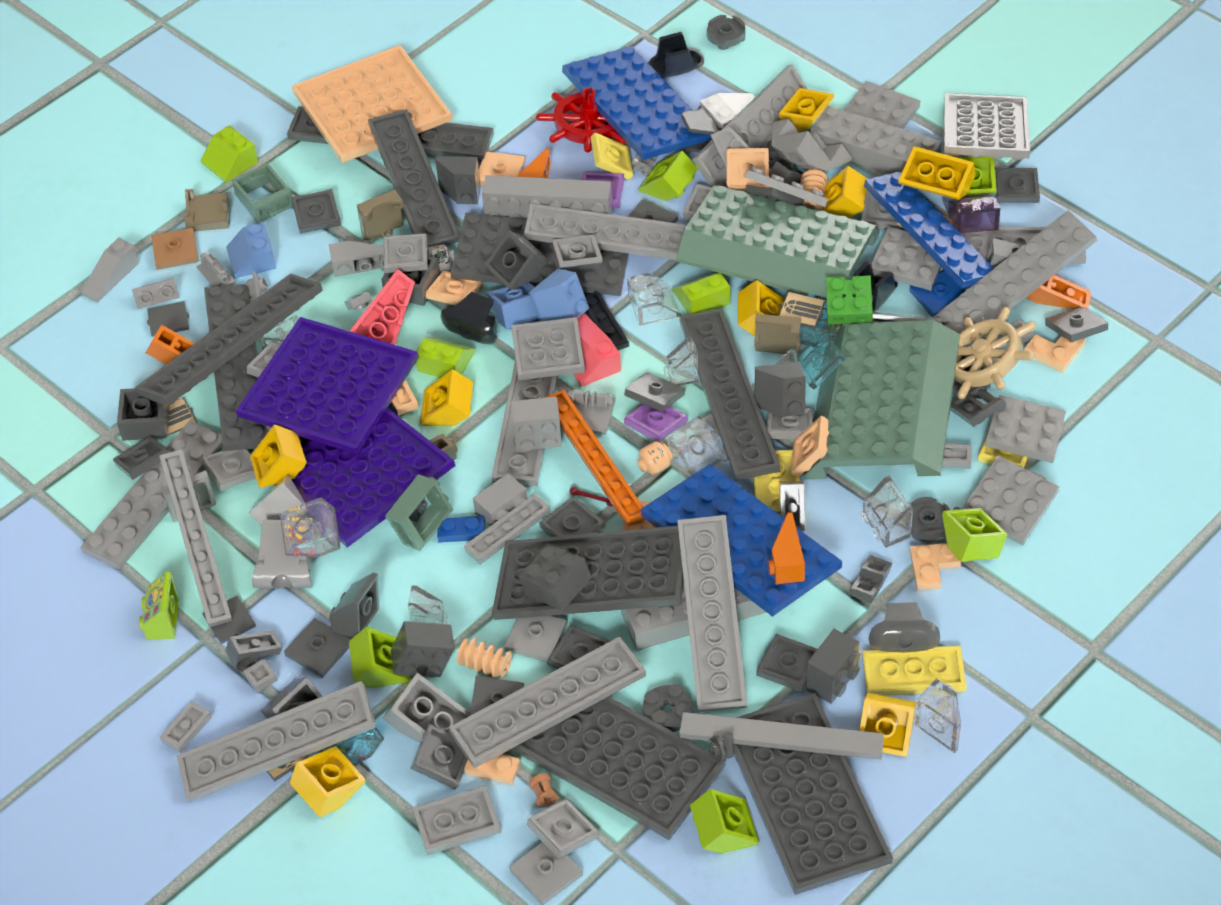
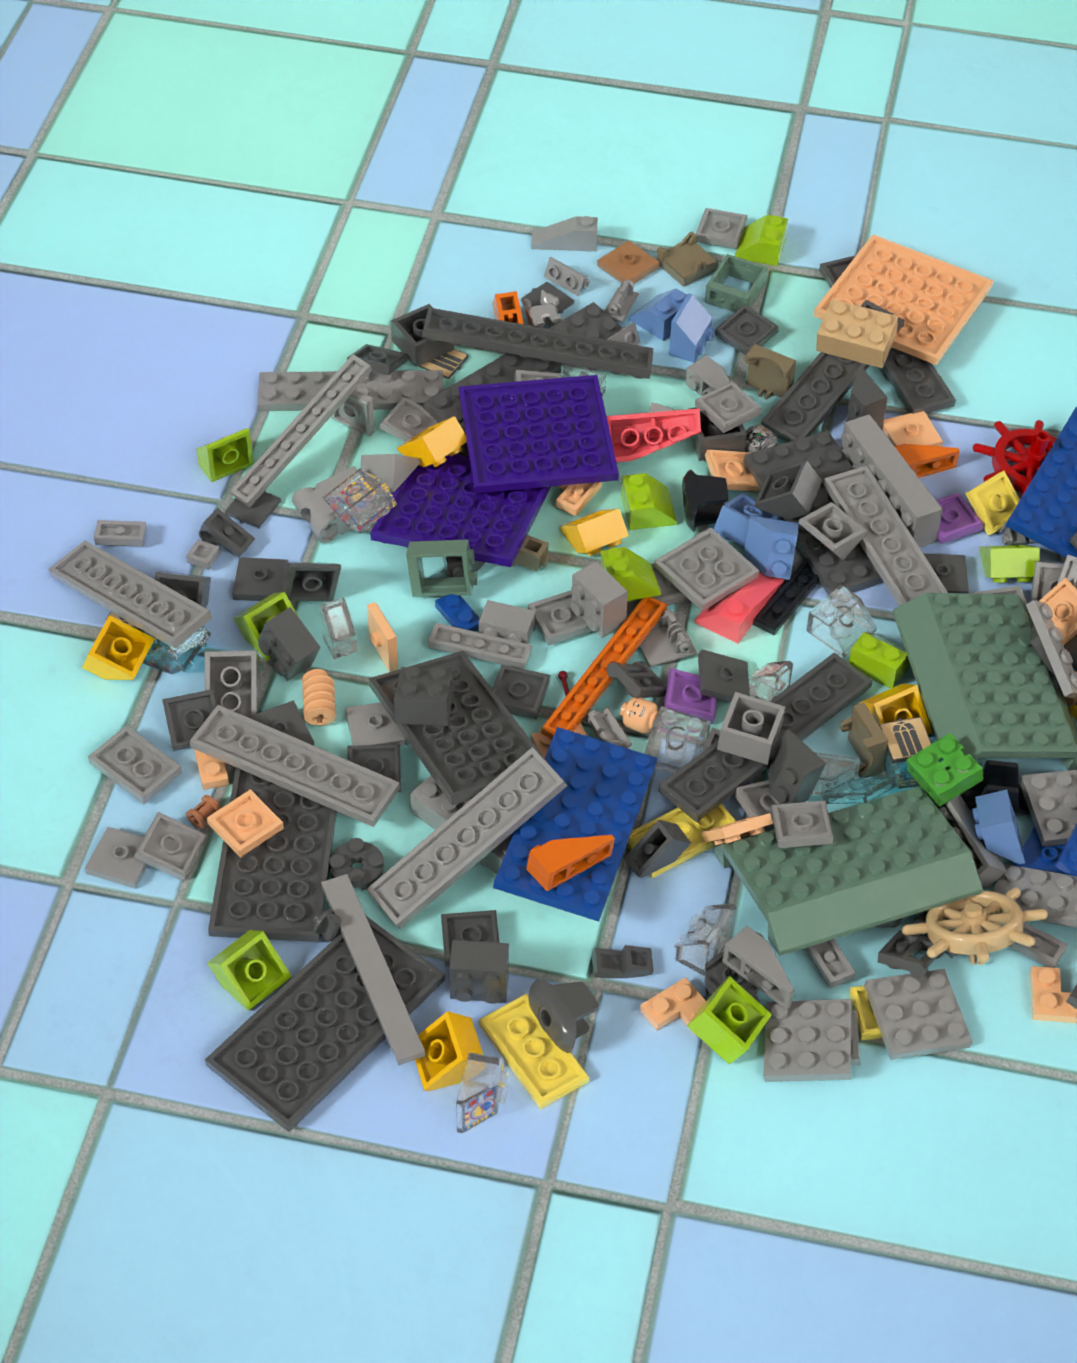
camera: 55 degrees right, 0 degrees up
(188, 325) = (545, 313): none -> light grey animal
(191, 172) = (721, 228): none -> light grey plate
(291, 243) = (690, 330): none -> medium blue slope
(400, 140) = (857, 333): none -> tan brick
(458, 584) = (382, 637): none -> light nougat plate
(514, 391) = (631, 572): none -> lime slope
(584, 760) = (245, 823): none -> light nougat plate
(628, 441) = (638, 679): none -> dark grey plate
(653, 485) = (608, 728): none -> light grey hinge
(730, 391) = (751, 728): none -> light grey brick
(844, 401) = (802, 824): none -> light grey plate
(907, 298) = (998, 826): none -> medium blue slope
(939, 492) = (755, 961): none -> light grey slope

